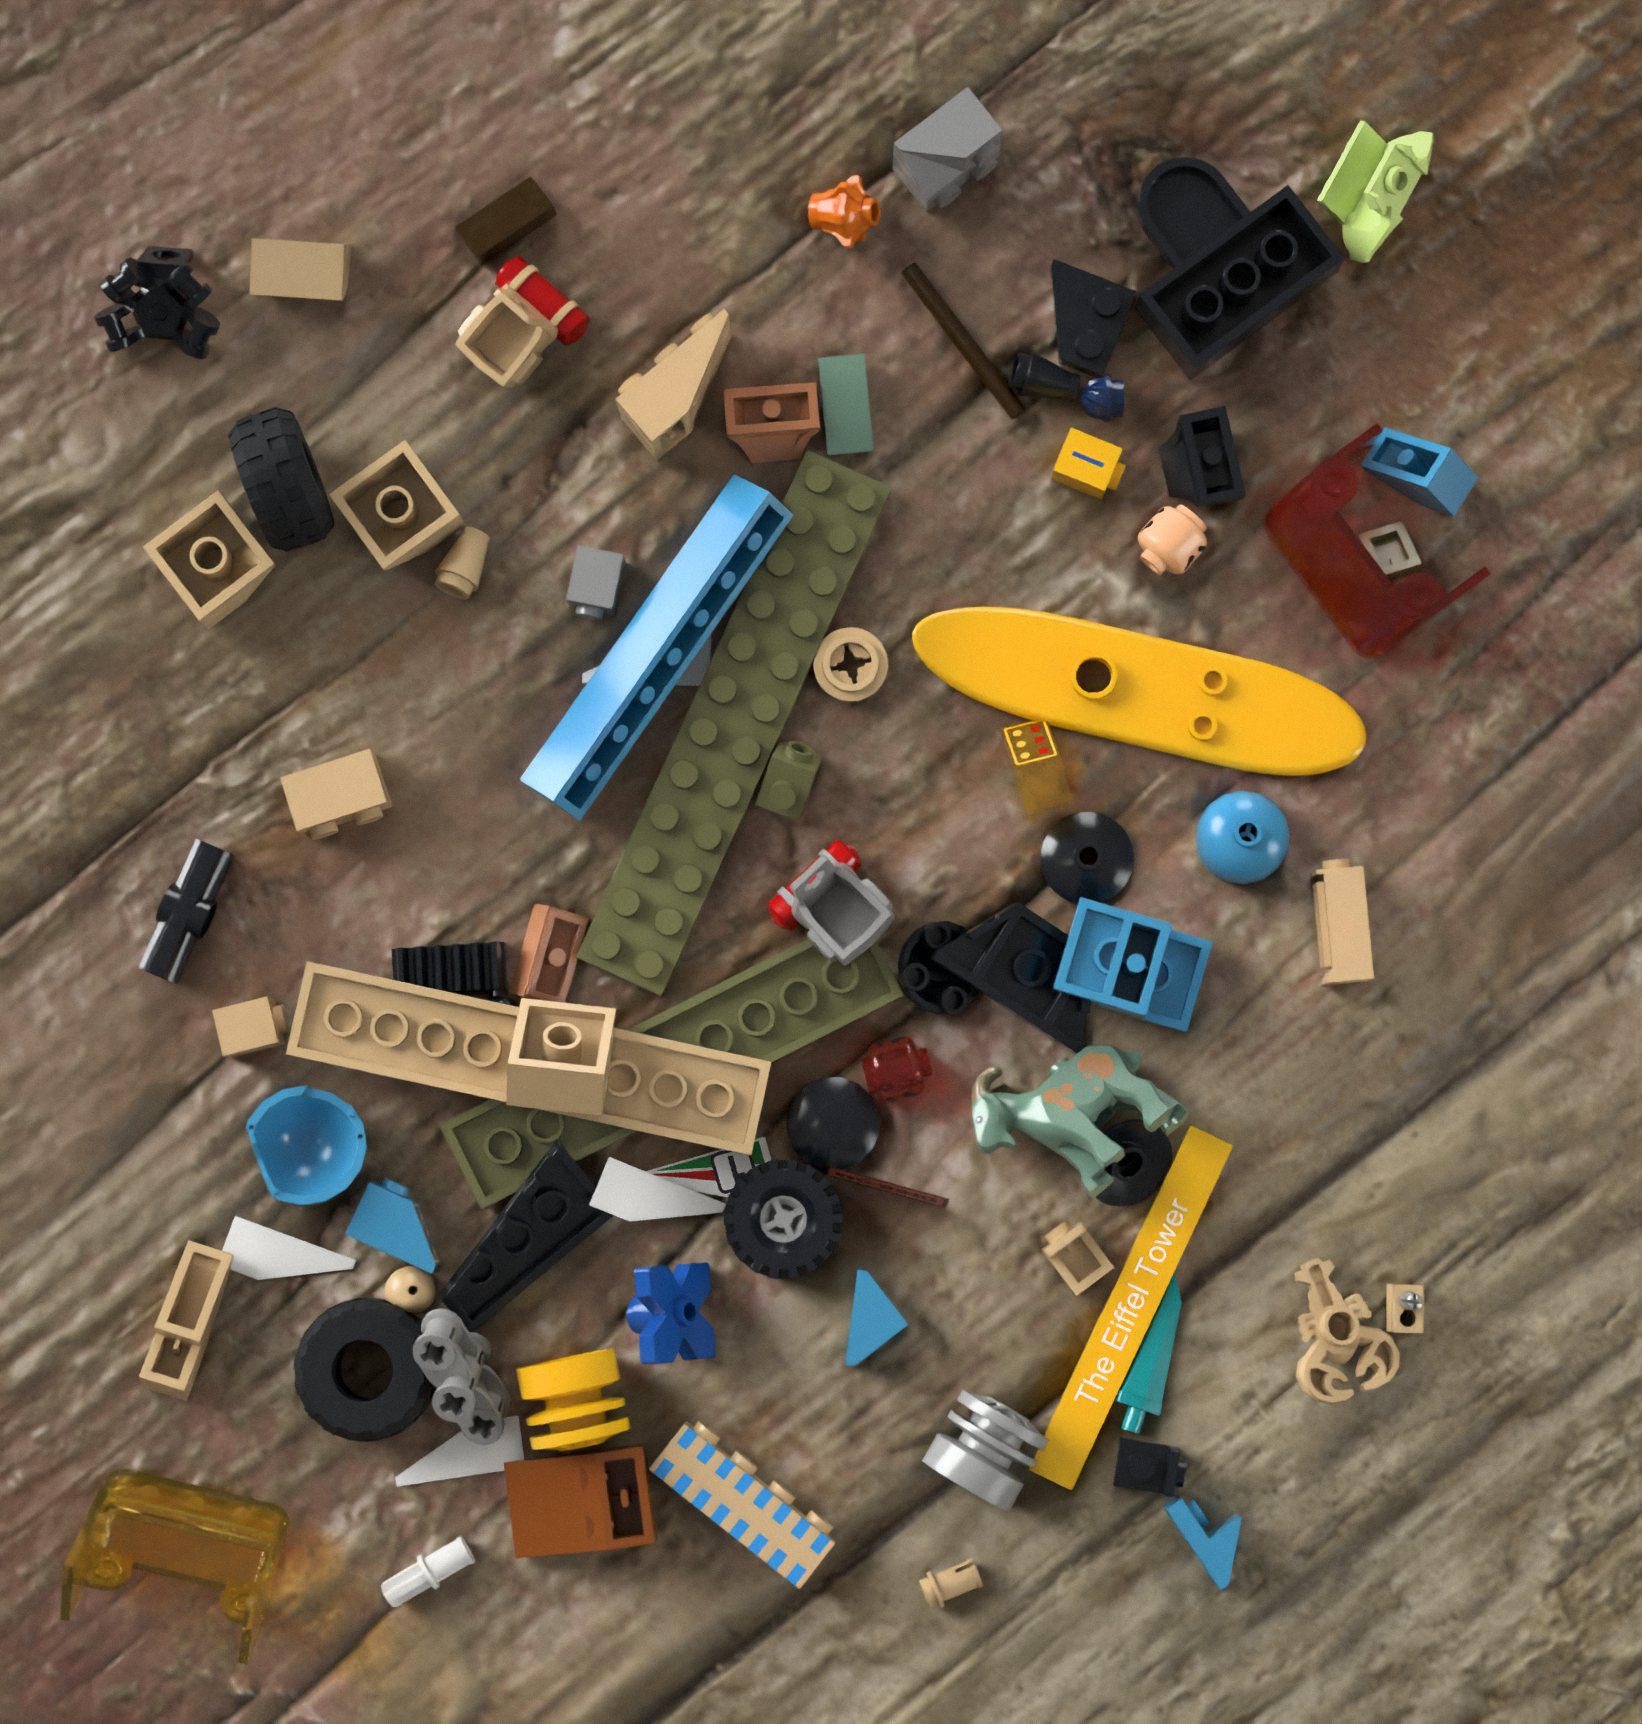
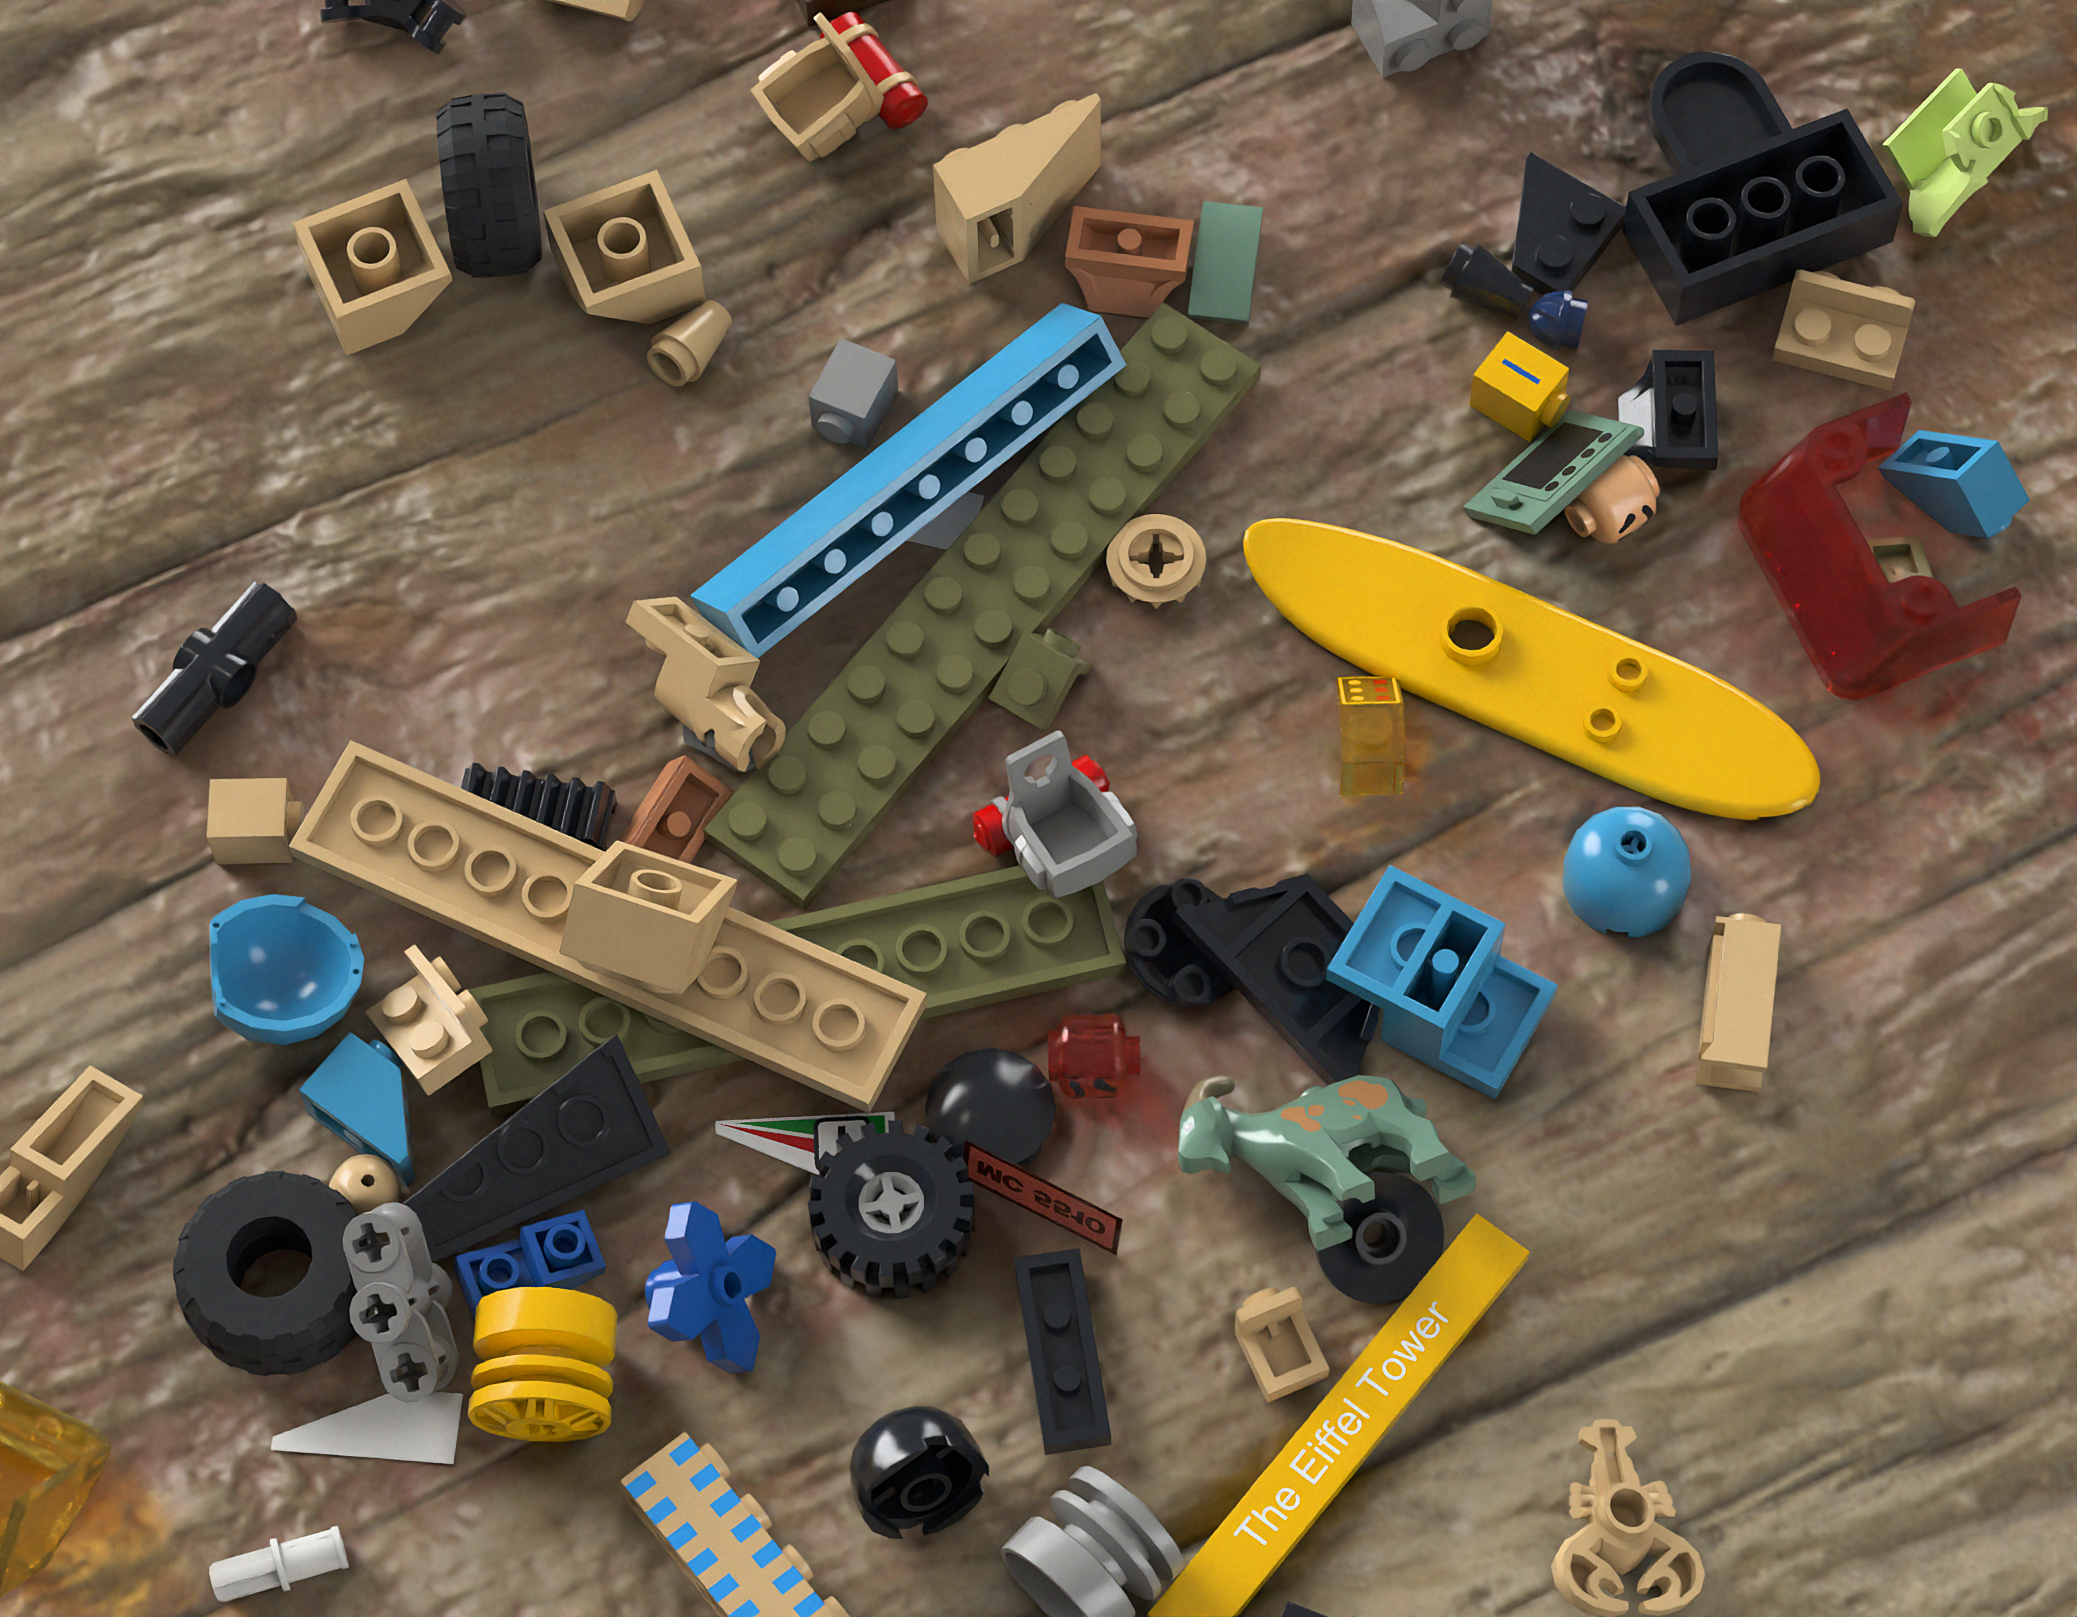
camera: 10 degrees right, 20 degrees down
(272, 1254) = (193, 1115): white sticker -> none
(336, 794) = (450, 569): tan brick -> none
(422, 1160) = (430, 1025): none -> tan bracket
(540, 1315) = (546, 1254): none -> blue slope
(550, 845) = (708, 685): none -> tan plate
(581, 1502) = (519, 1511): dark orange slope -> none
(644, 1196) = (711, 1140): white sticker -> none
(844, 211) = (1278, 45): orange rock -> none
(846, 1406) = (915, 1471): none -> black cylinder
(872, 1319) = (980, 1364): dark azure slope -> none
(926, 1294) = (1062, 1351): none -> black plate
(963, 340) = (1394, 225): dark brown bar -> none
(1071, 877) = (1379, 839): black dish -> none
(1127, 531) = (1553, 471): none -> sand green container
(1148, 1374) = (1344, 1529): teal bar -> none
(1315, 359) = (1843, 329): none -> tan bracket
(1401, 1298) = (1729, 1505): tan piece -> none

